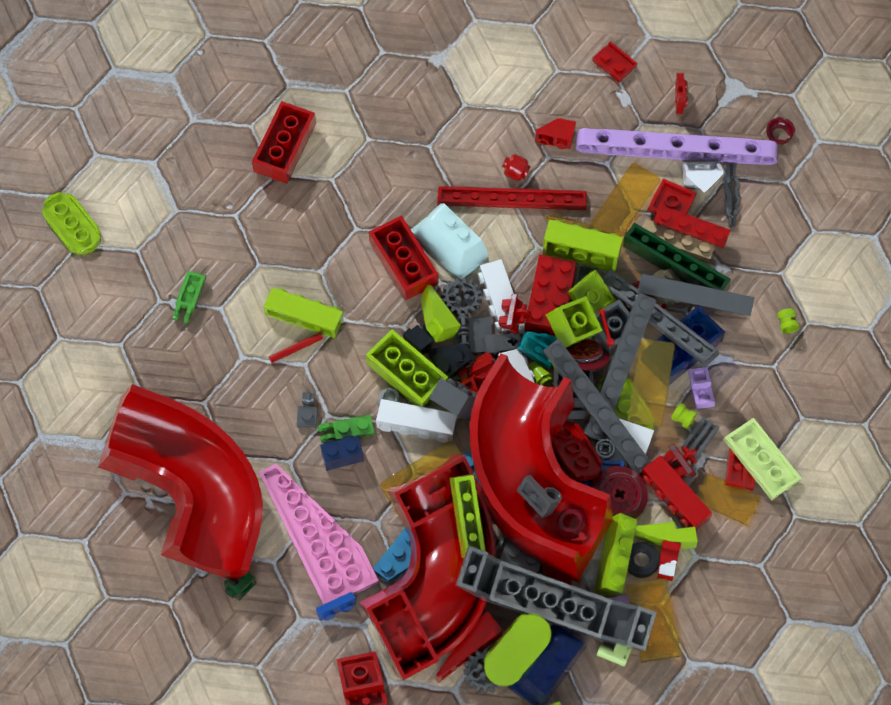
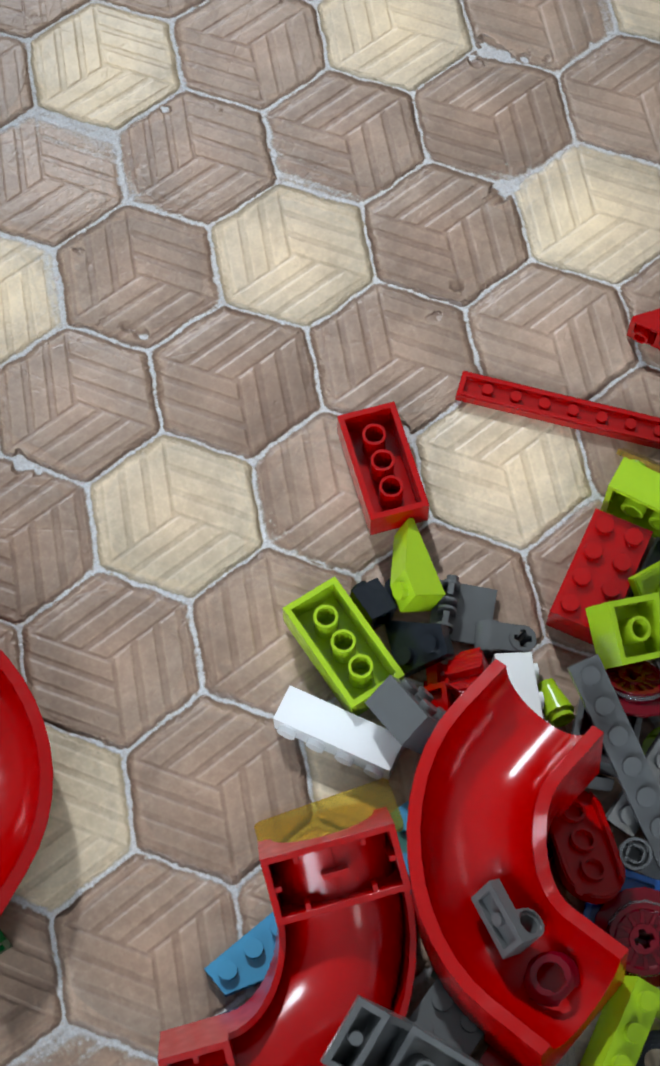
camera: 15 degrees right, 0 degrees up
(189, 295) = (43, 456): bright green hinge -> none
(284, 142) = (247, 257): red brick -> none
(296, 347) = (181, 571): red bar -> none
(303, 312) = (208, 519): lime brick -> none
(307, 415) = (171, 683): dark grey plate -> none
(327, 551) = (140, 925): bright pink wing -> none
(341, 452) = (205, 757): dark blue brick -> none
(343, 603) = (141, 1019): blue plate -> none
(355, 426) = (227, 720): bright green hinge -> none
(389, 394) = (307, 680): light grey tile -> none
(451, 242) = (463, 460): light aqua windscreen -> none
(467, 513) = (375, 929): lime brick -> none
(470, 303) = (469, 538): dark grey gear -> none
(496, 289) = (520, 565): white brick -> none
(516, 167) = (589, 366): red head -> none
(516, 314) = (538, 597): red hips -> none
(533, 346) = (556, 651): teal wing -> none

